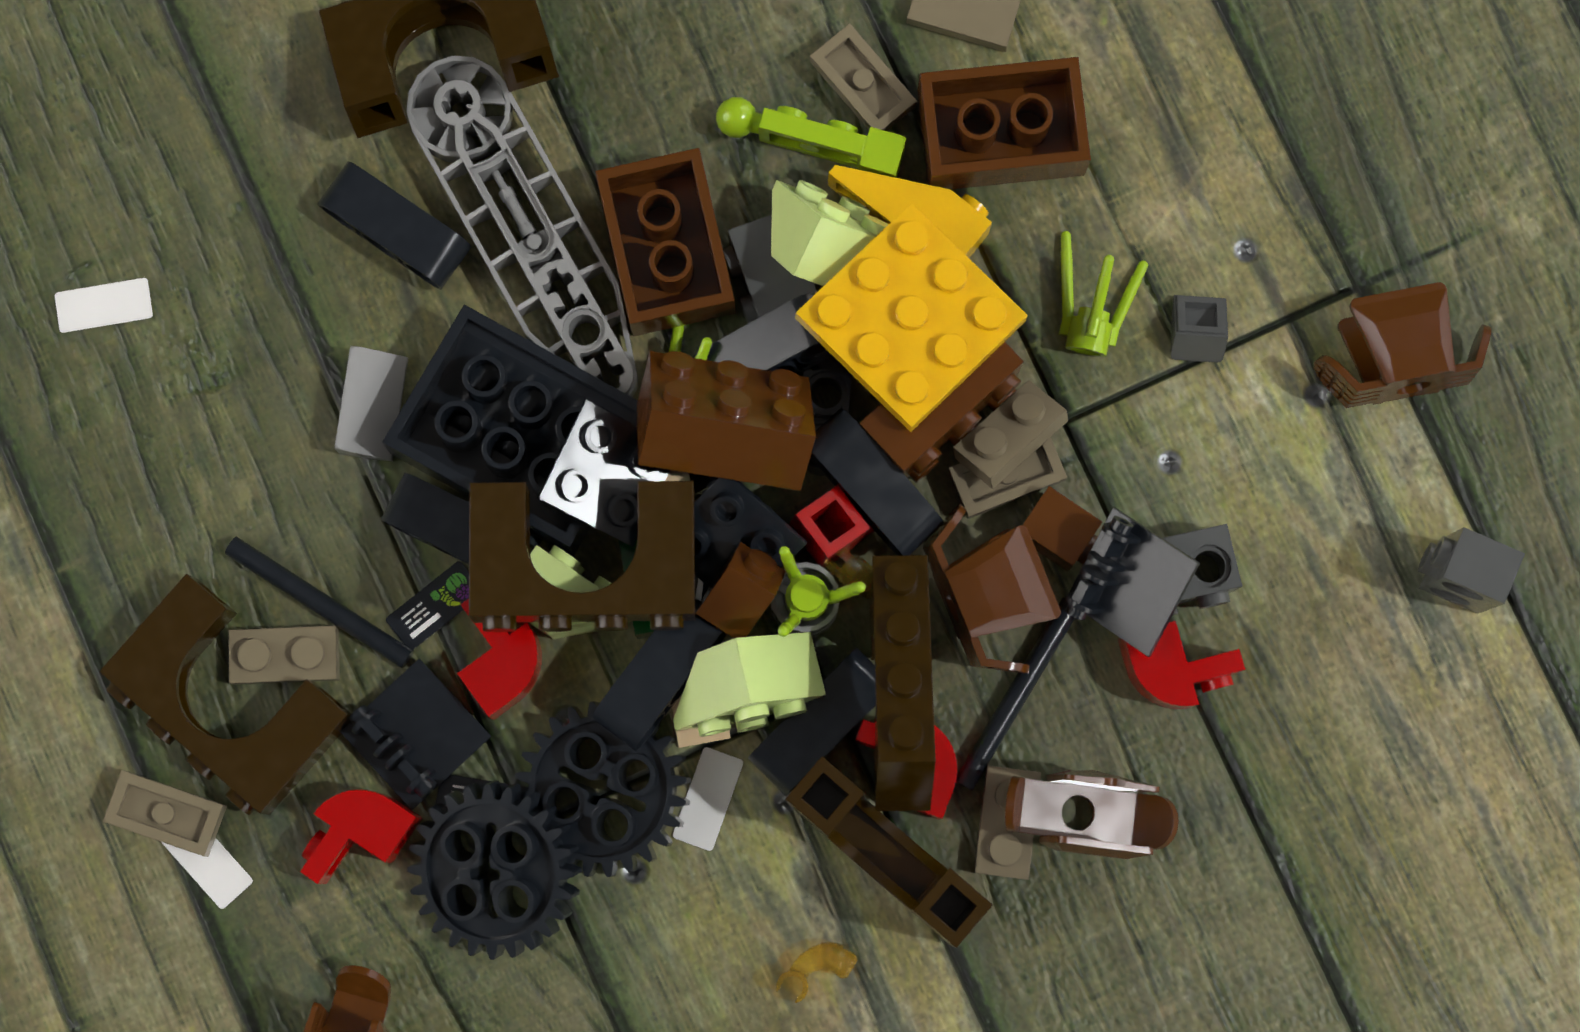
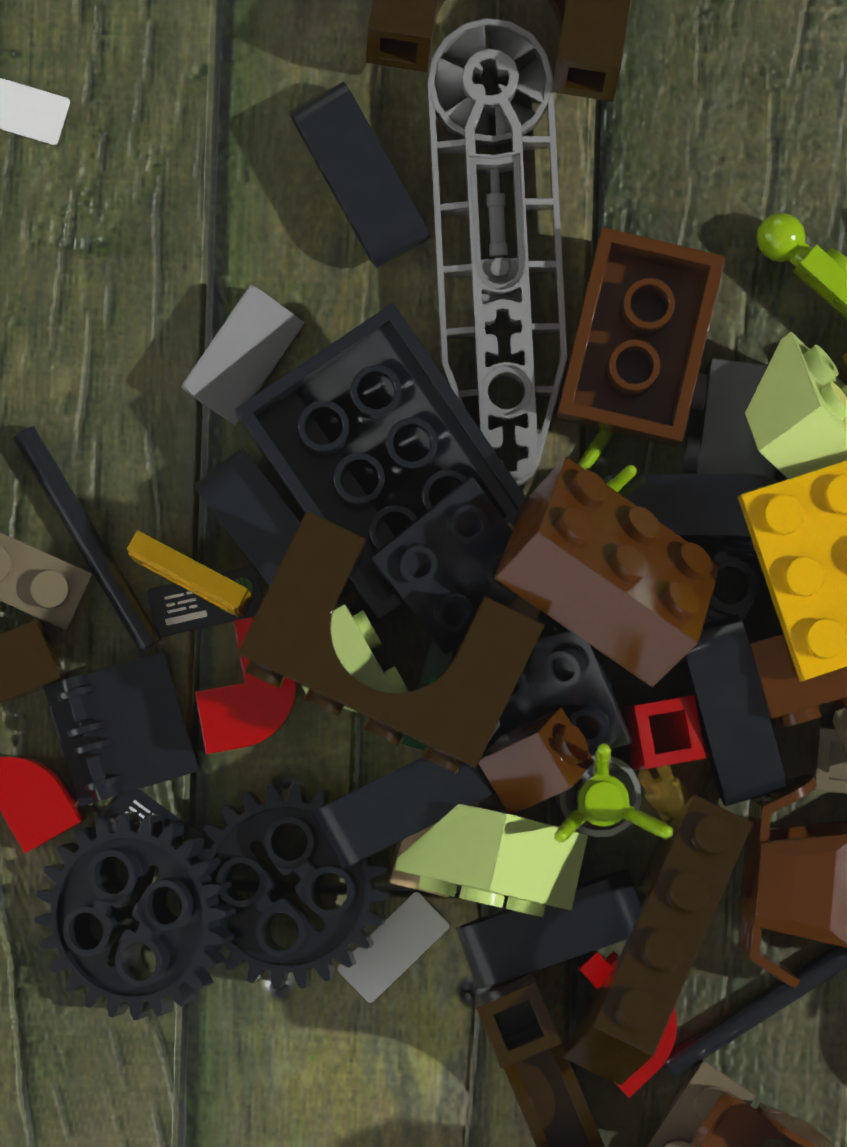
camera: 25 degrees right, 5 degrees up
(410, 588) = (189, 574): none -> yellow tile

